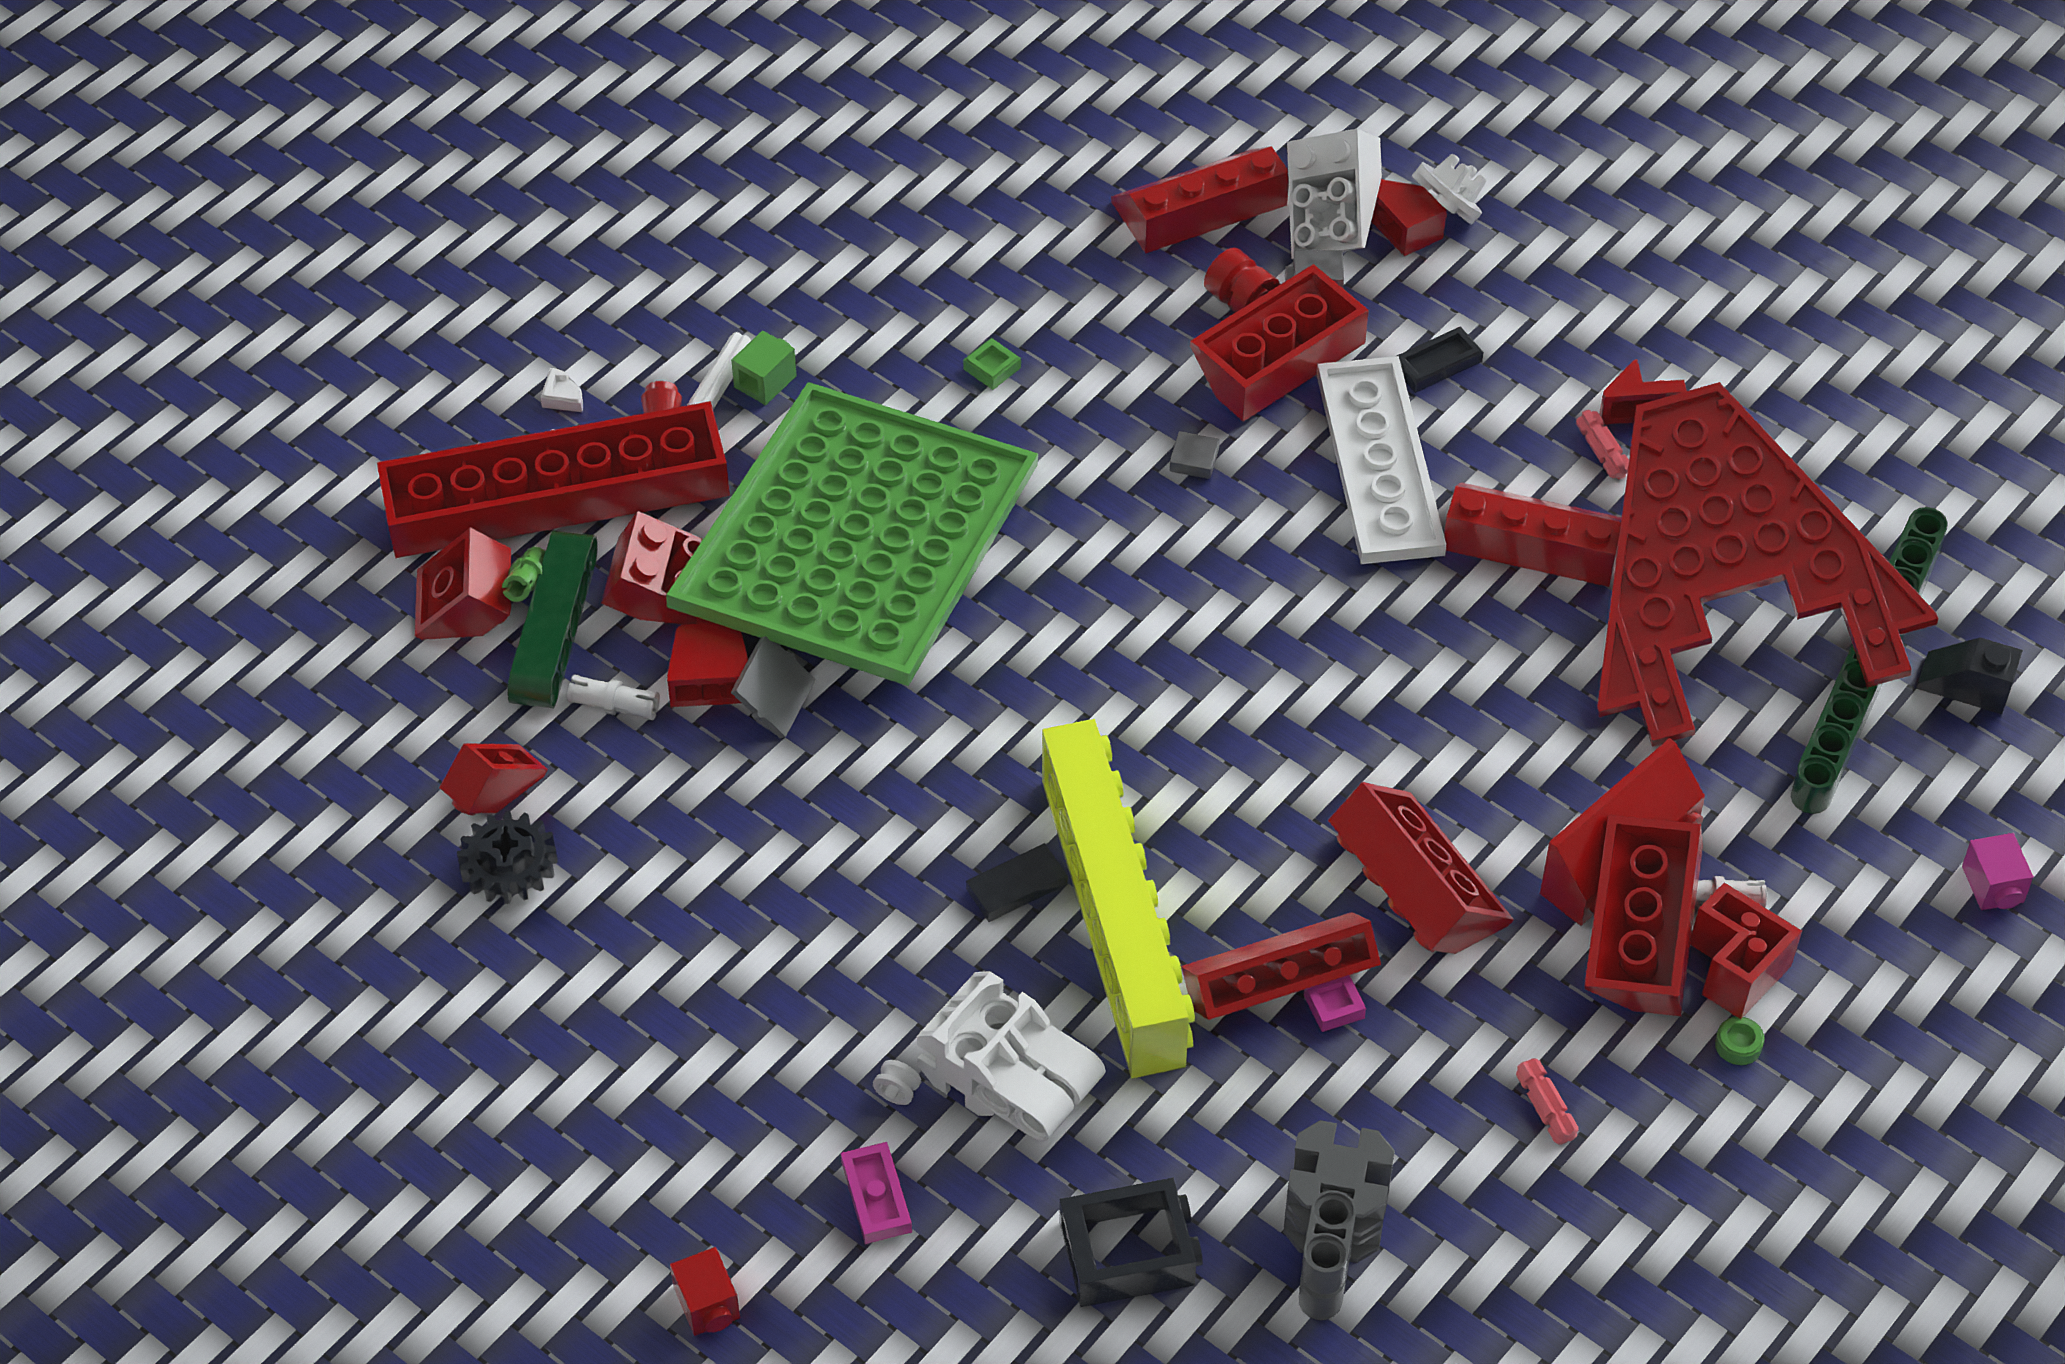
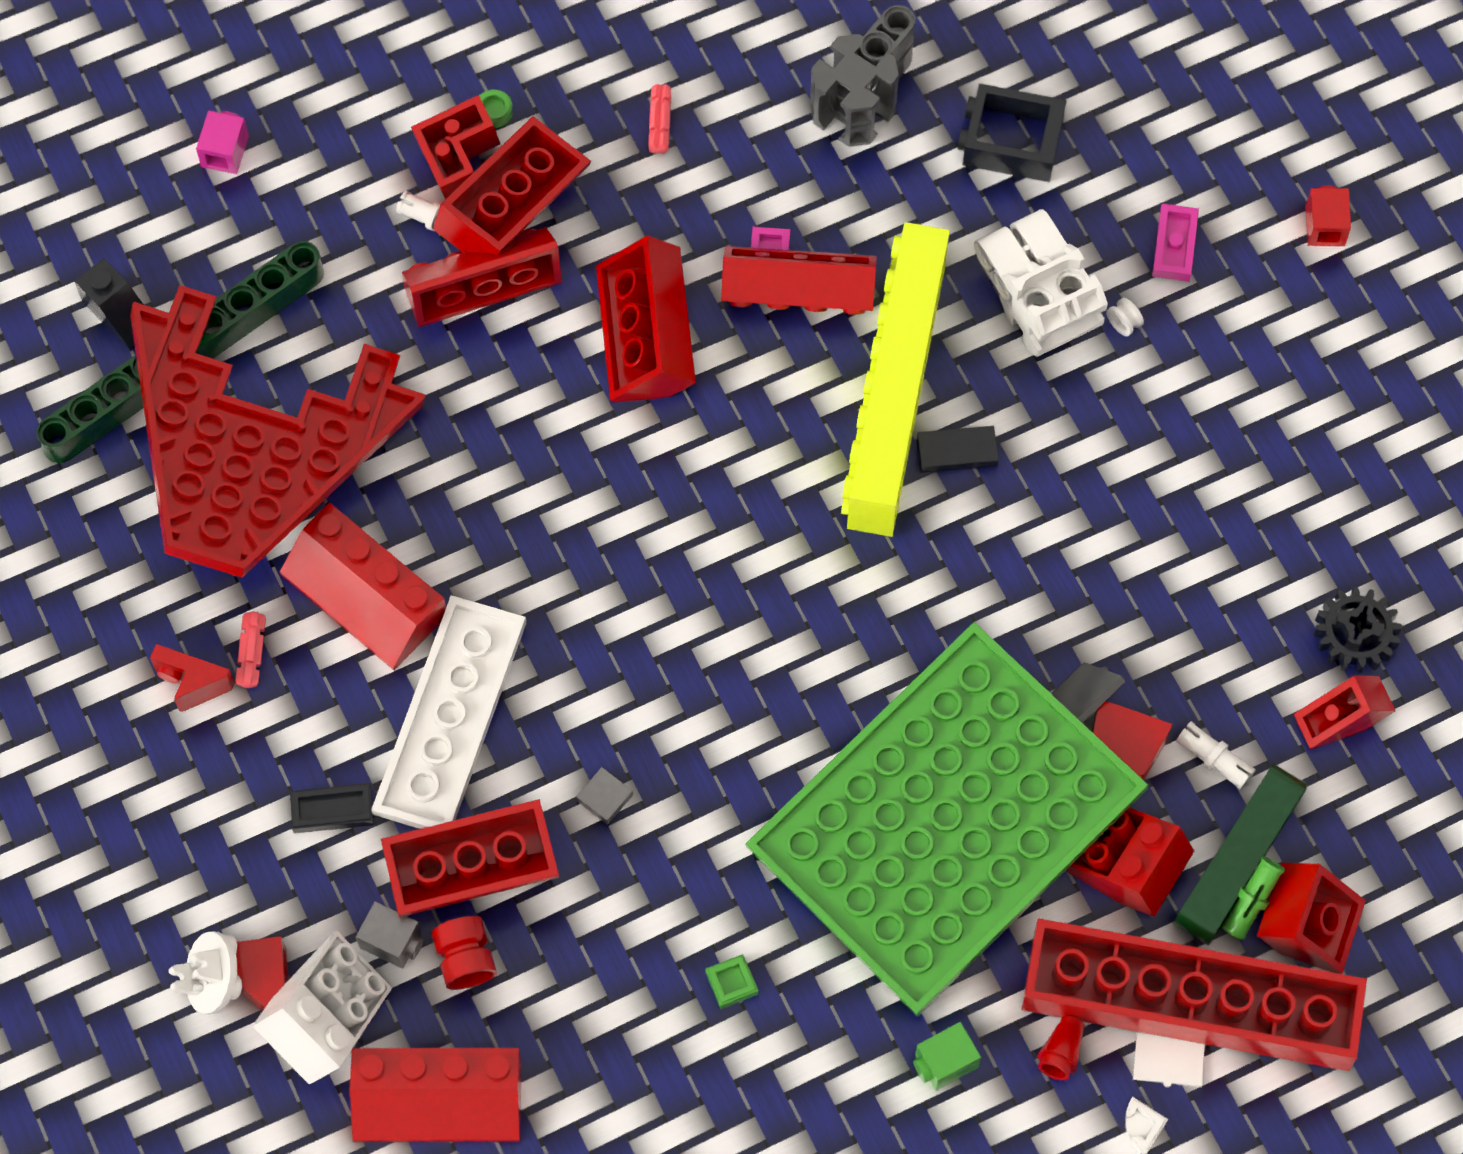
camera: 155 degrees left, 15 degrees up
(720, 373) = (994, 1071): white axle -> none

